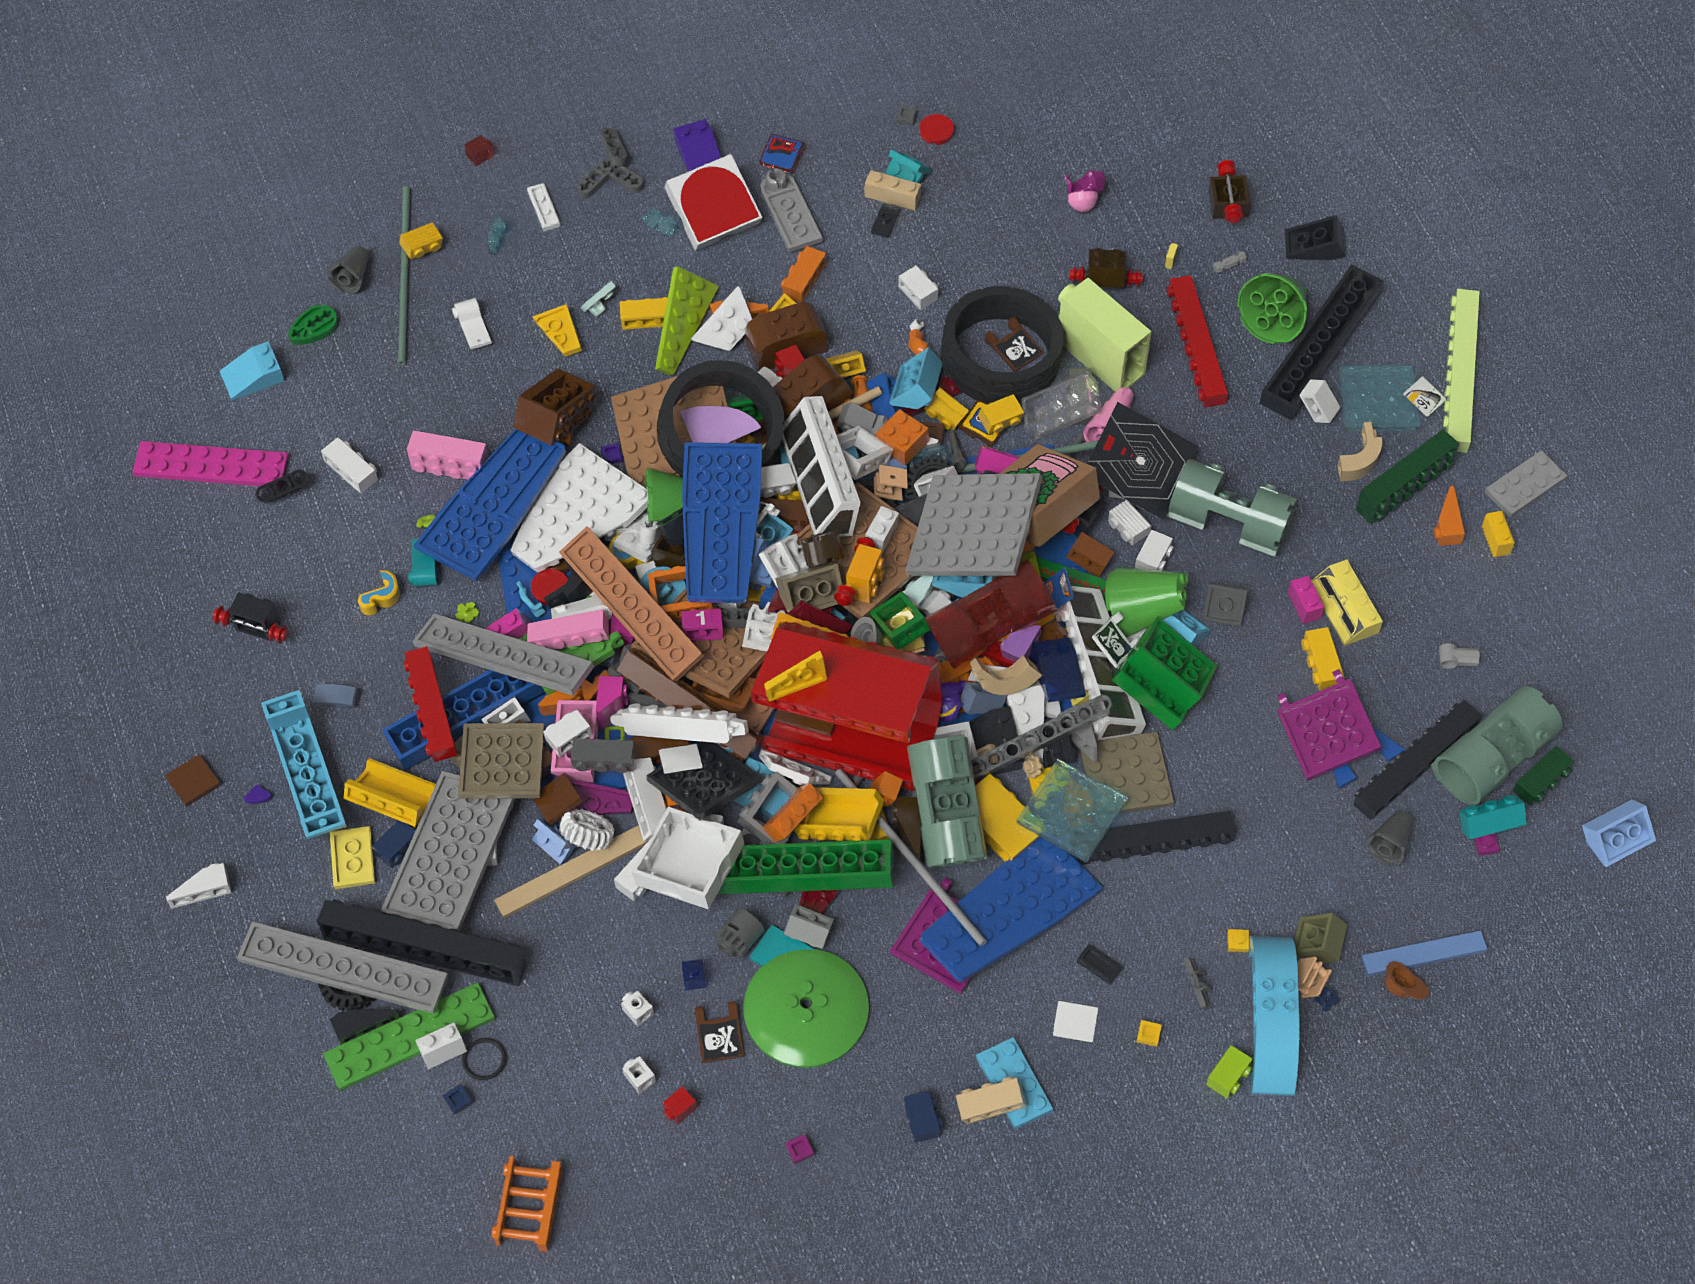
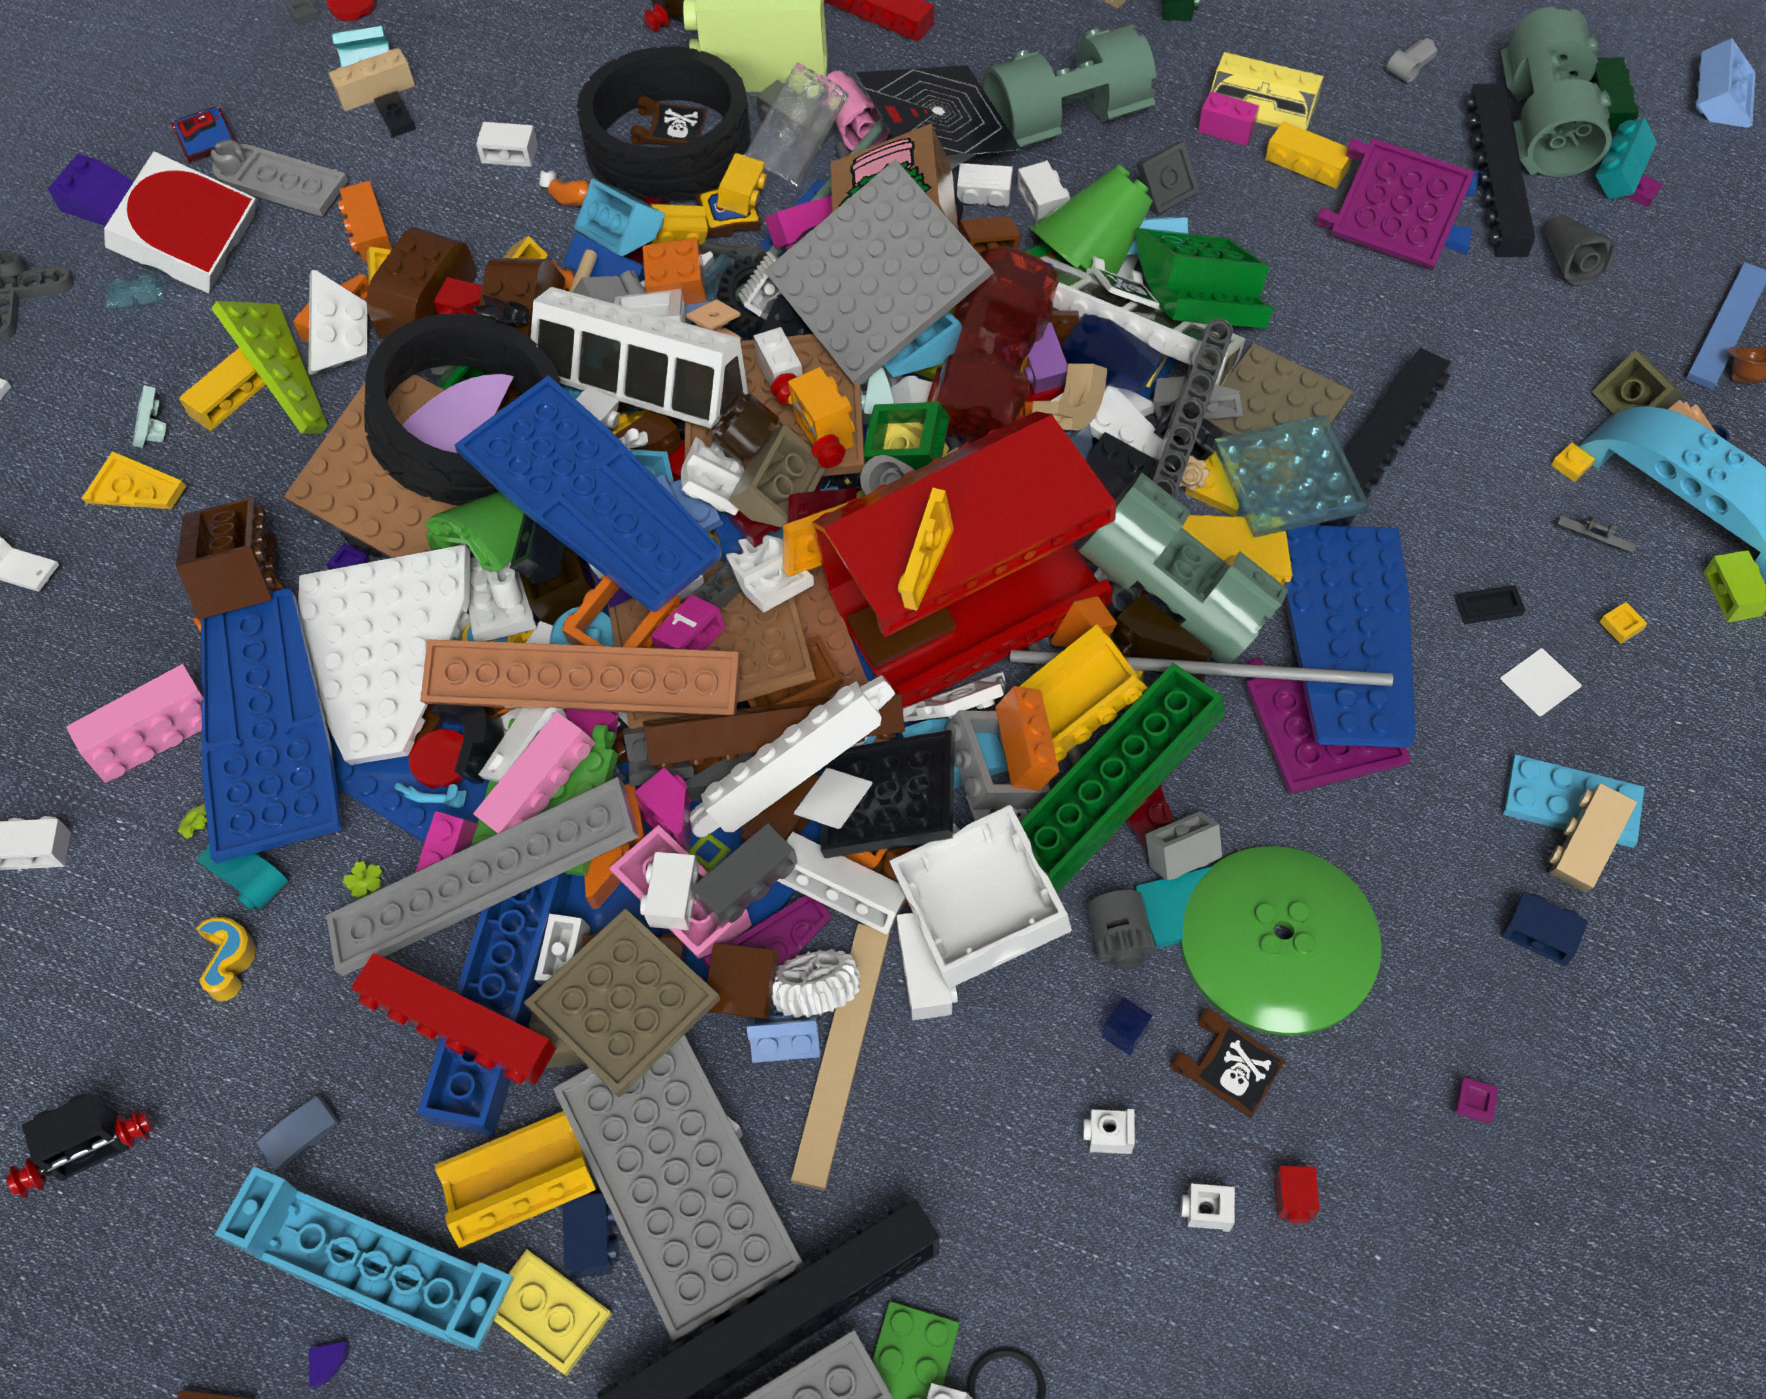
camera: 45 degrees left, 0 degrees up
(786, 389) = (502, 311): none -> black plate

